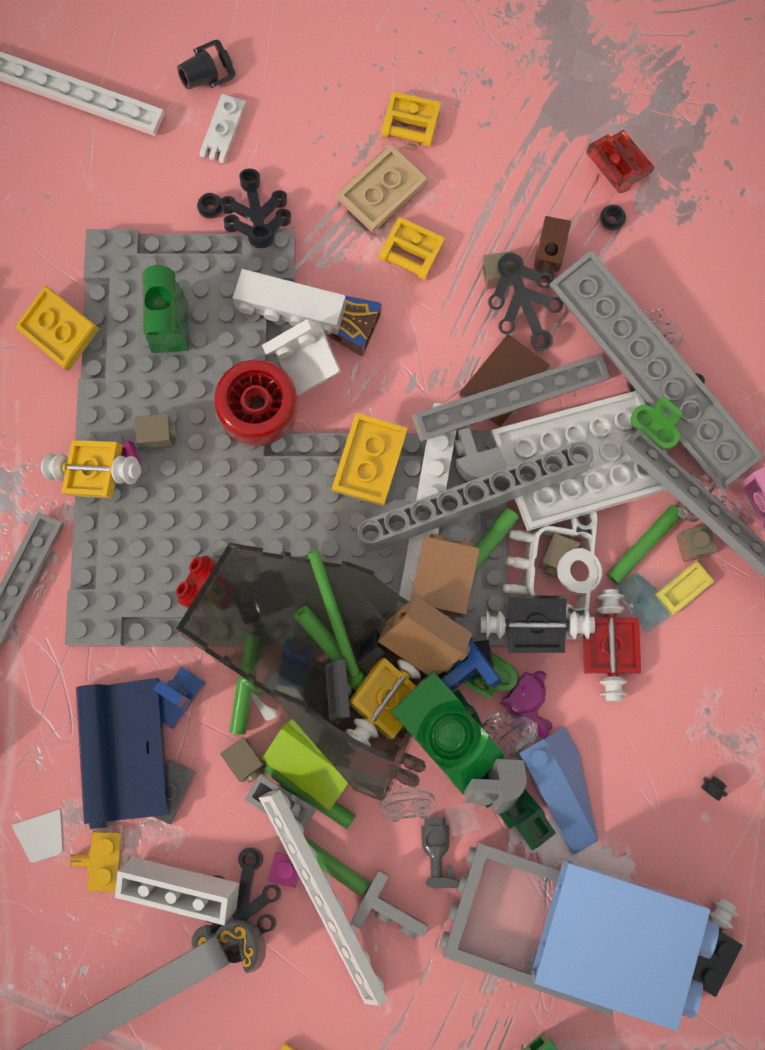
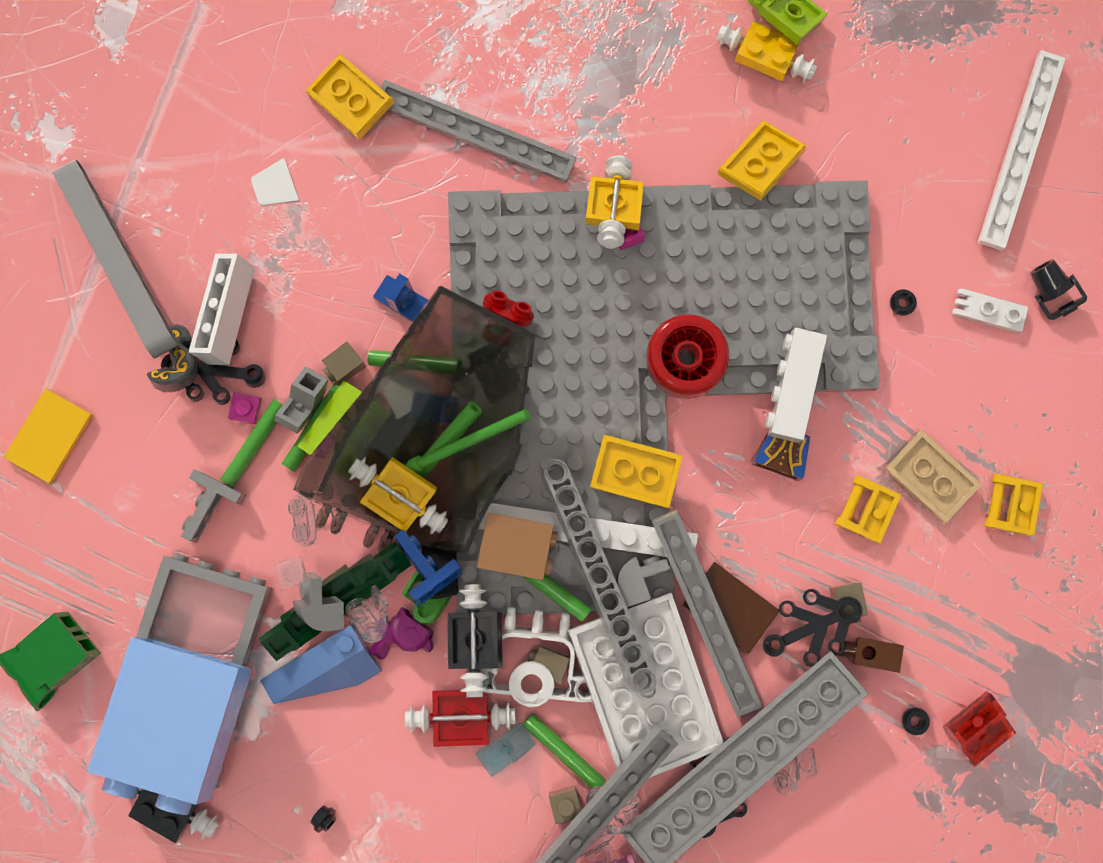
camera: 85 degrees right, 5 degrees up
(101, 861) = (251, 240): yellow plate -> none
(121, 752) = (349, 251): dark blue door -> none
(155, 431) = (655, 260): dark tan brick -> none
(164, 311) = (775, 260): green piece -> none
(178, 782) = (314, 298): dark grey plate -> none
(261, 234) = (893, 348): black plant -> none
(304, 355) = (738, 402): white bracket -> none
(327, 905) = (224, 437): white plate -> none
(337, 690) = (404, 447): dark grey plate -> none
(369, 650) = (445, 477): black plate -> none
(425, 637) = (452, 528): medium nougat brick -> none
(435, 844) = (268, 548): dark grey piece -> none
(447, 732) = (366, 553): green slope -> none
(657, 423) = (684, 764): bright green bracket -> none
(684, 588) = (521, 792): light yellow tile -> none

